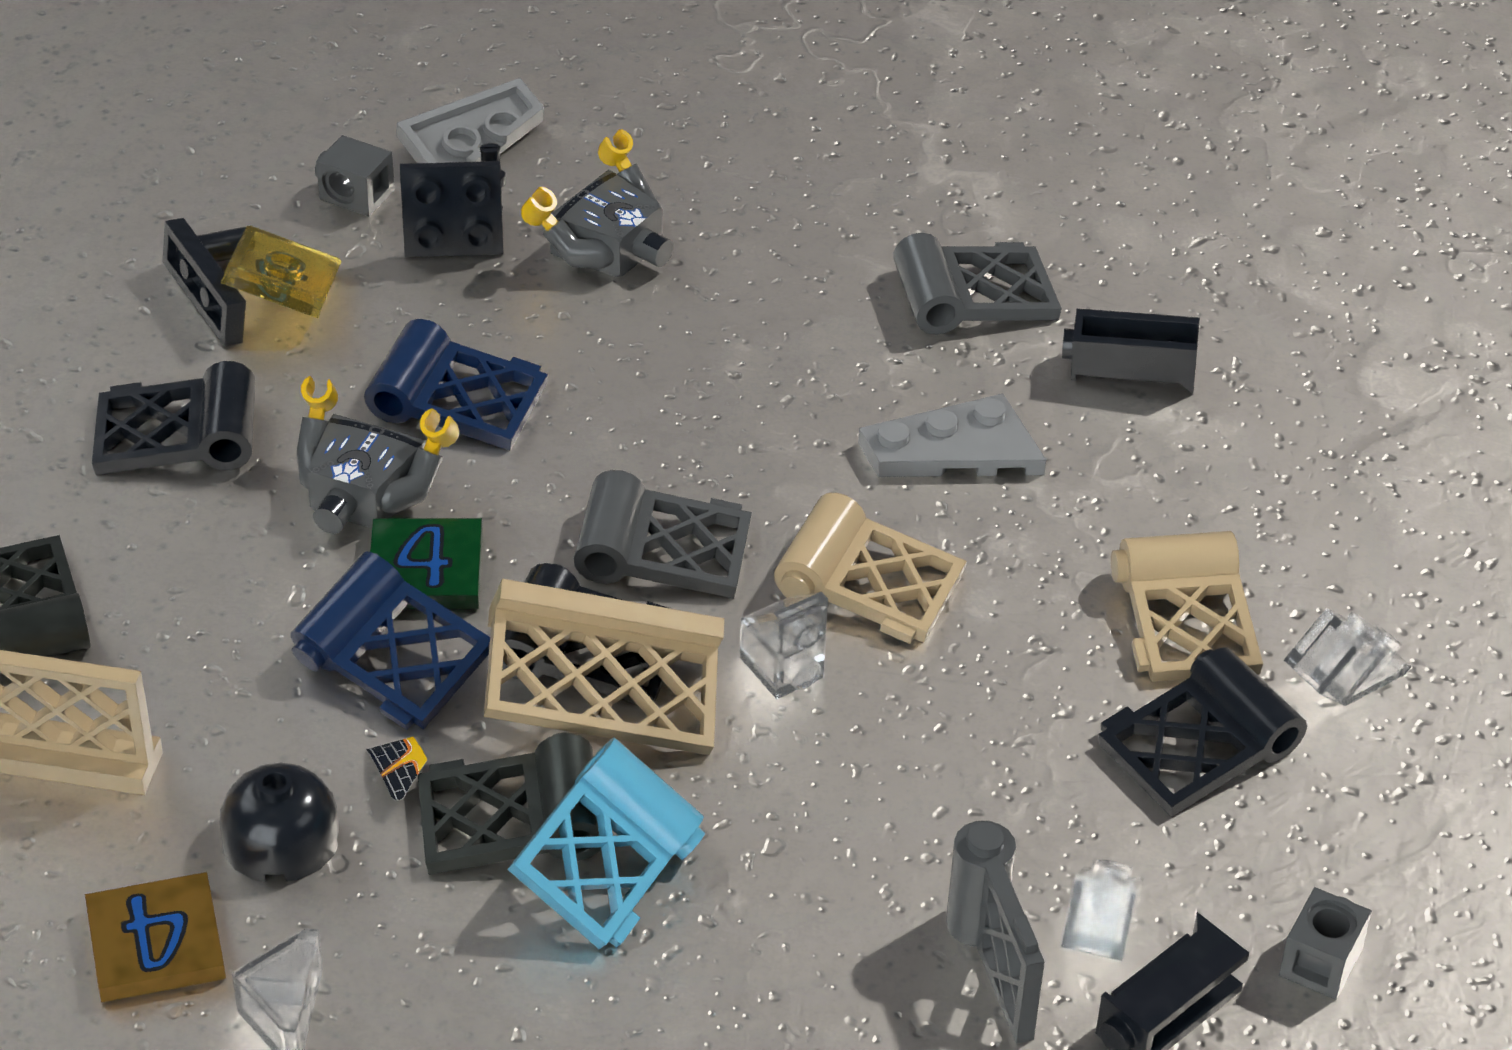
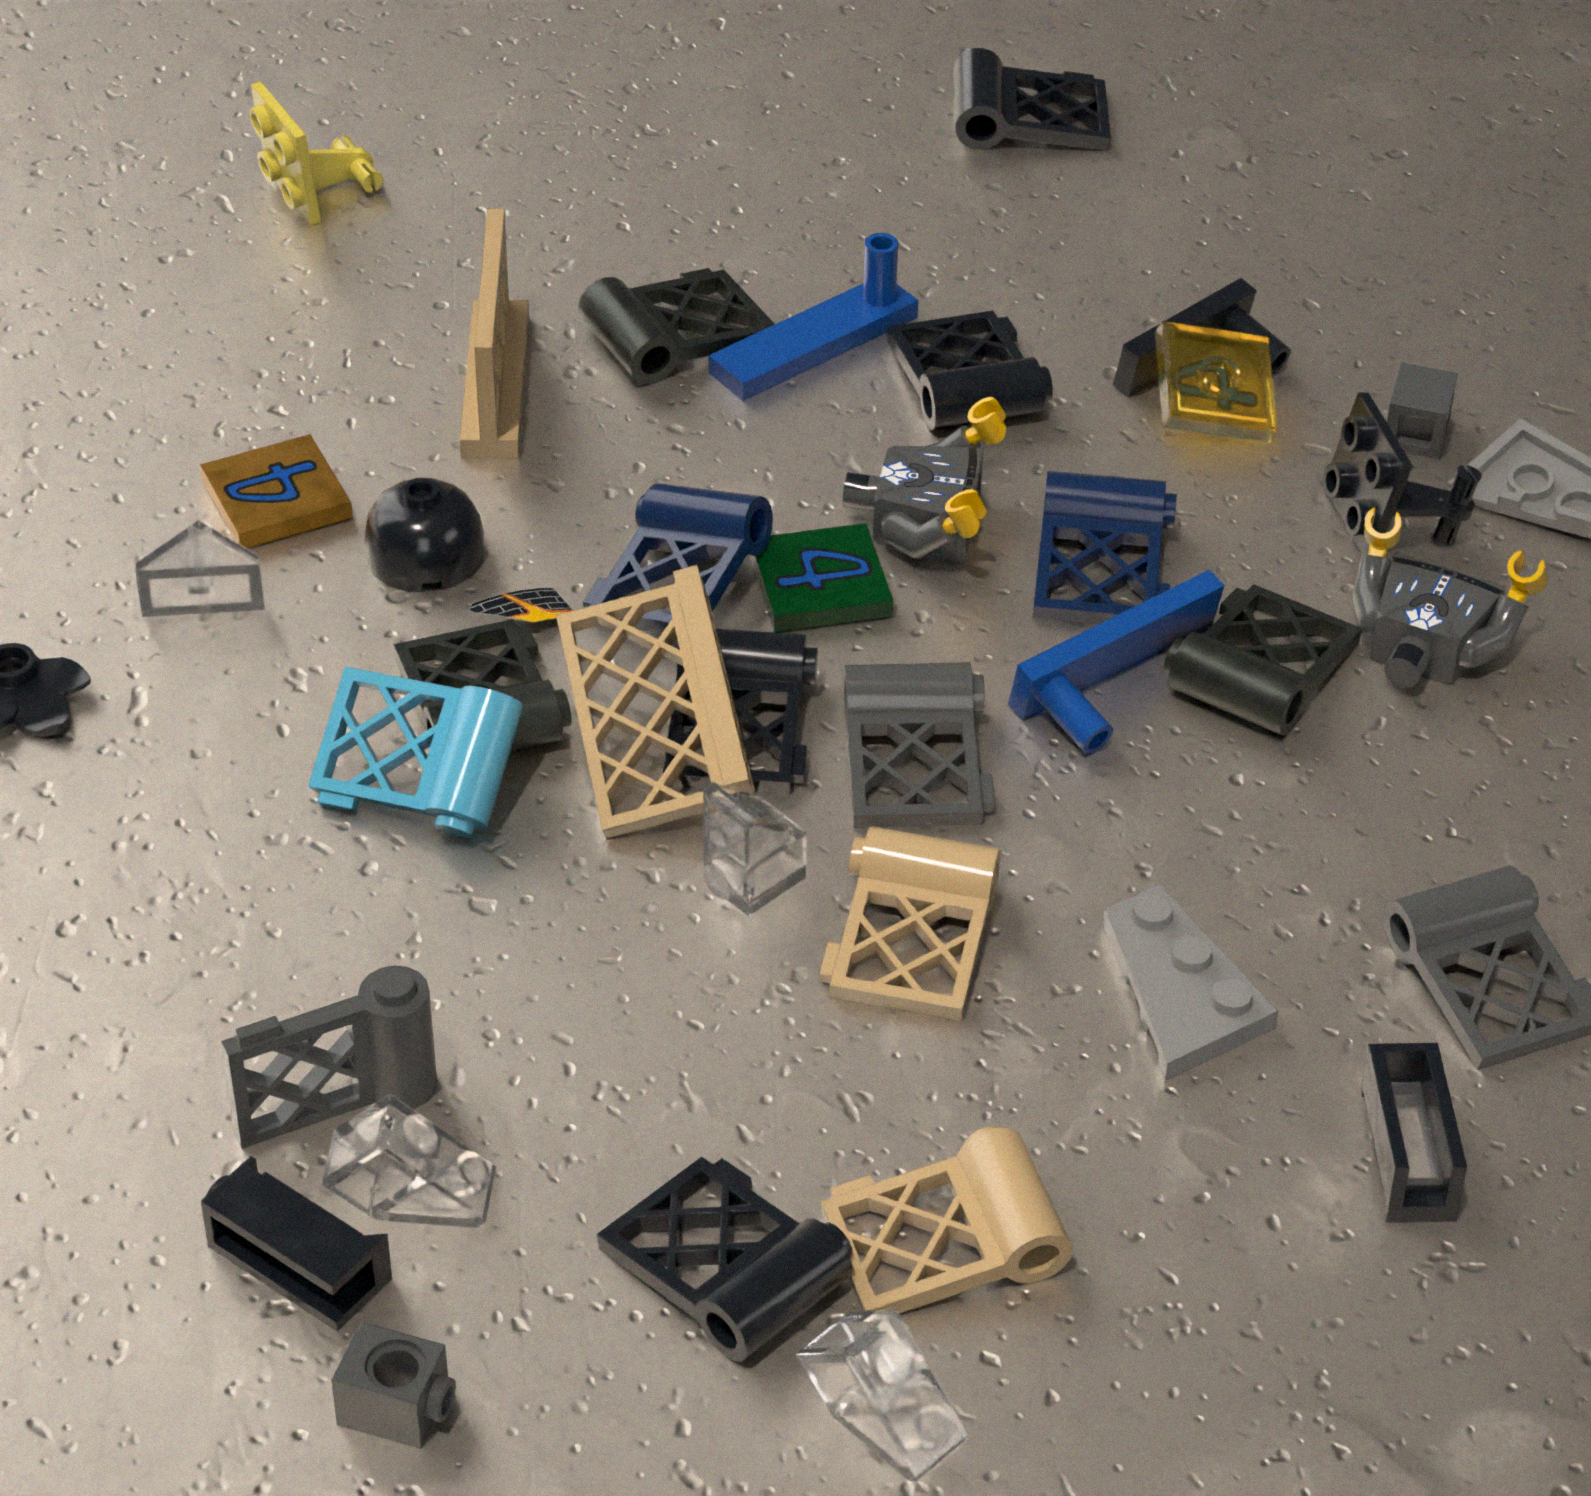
camera: 80 degrees right, 0 degrees up
(75, 506) = (821, 330): none -> blue piece
(595, 406) = (1059, 674): none -> blue piece
(635, 340) = (1250, 678): none -> pearl dark grey piece

